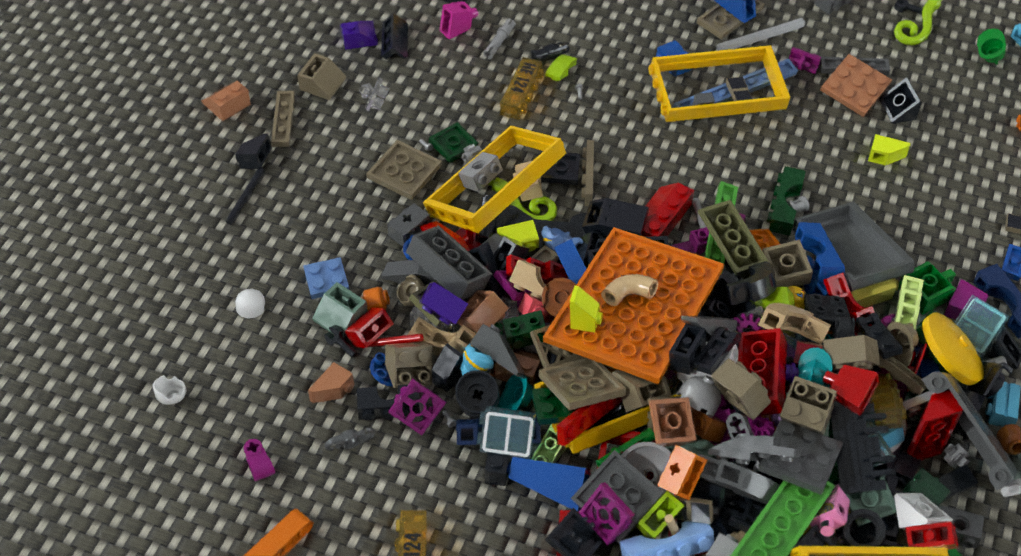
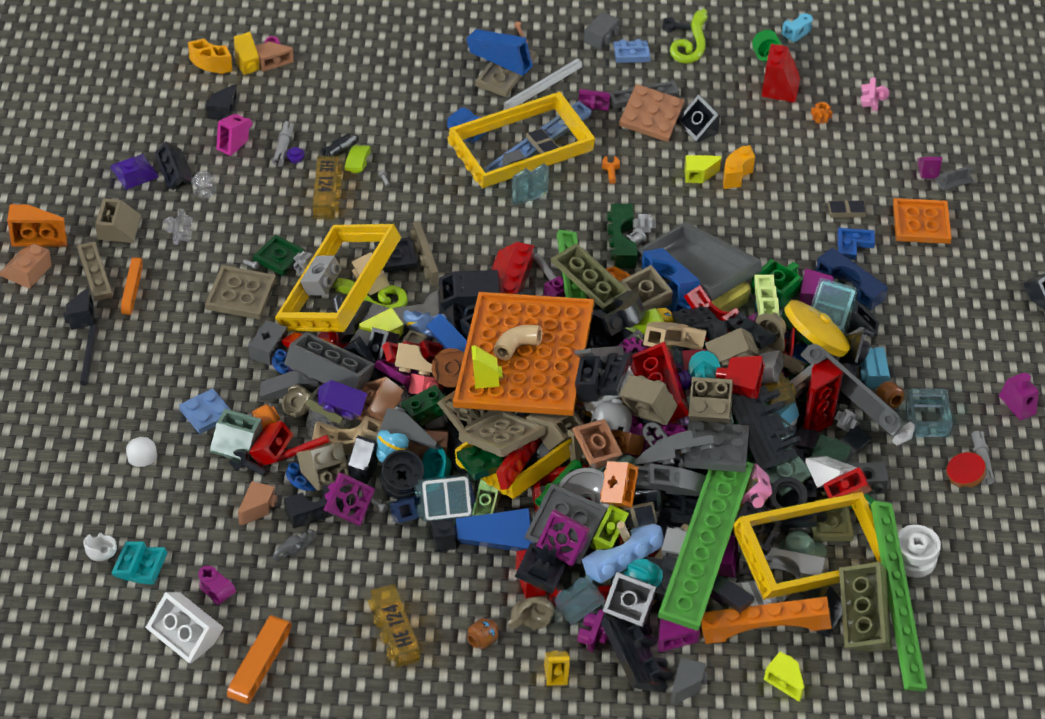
camera: 20 degrees left, 5 degrees down
(200, 416) = (139, 563): none -> teal slope
(211, 496) = (183, 626): none -> white slope
(245, 65) = (35, 226): none -> orange slope
(309, 140) = (131, 286): none -> orange beam
(412, 60) = (203, 184): none -> clear head
(506, 51) = (295, 155): none -> dark purple plate
(712, 129) = (530, 184): none -> clear light blue slope
(799, 129) = (611, 167): none -> orange bar
(812, 192) = (644, 222): none -> light grey gear
(856, 22) = (631, 51): none -> medium blue plate
(890, 380) = (773, 366): none -> light grey beam
(925, 156) = (737, 166): none -> light orange brick
(996, 76) = (781, 75): none -> red slope

